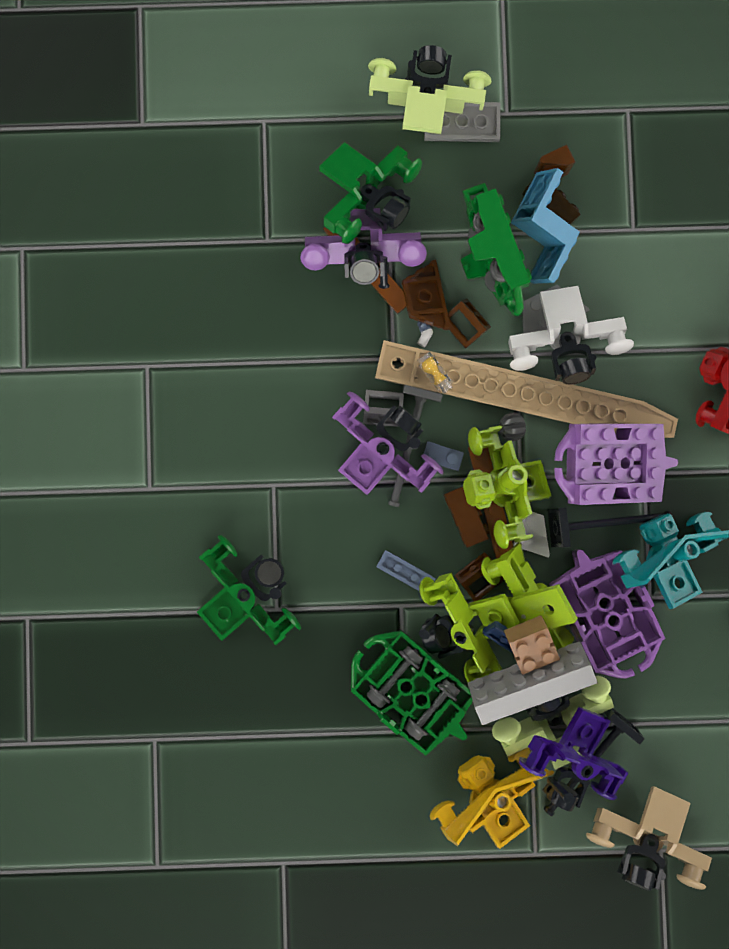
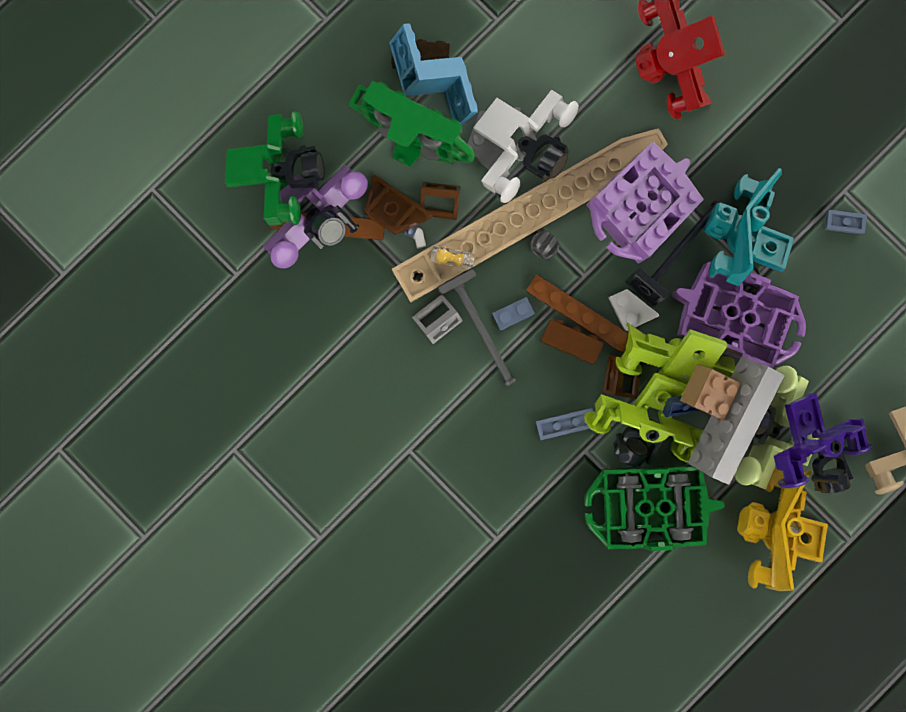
camera: 35 degrees left, 0 degrees up
(228, 608) = (463, 572): green piece -> none
(368, 462) = (465, 369): medium lavender piece -> none
(425, 103) = (266, 69): yellowish green piece -> none
(470, 126) = (299, 55): light grey plate -> none
(504, 485) = (579, 293): lime piece -> none
(559, 158) = (396, 17): reddish brown tile -> none
(622, 726) = (826, 389): black tile -> none

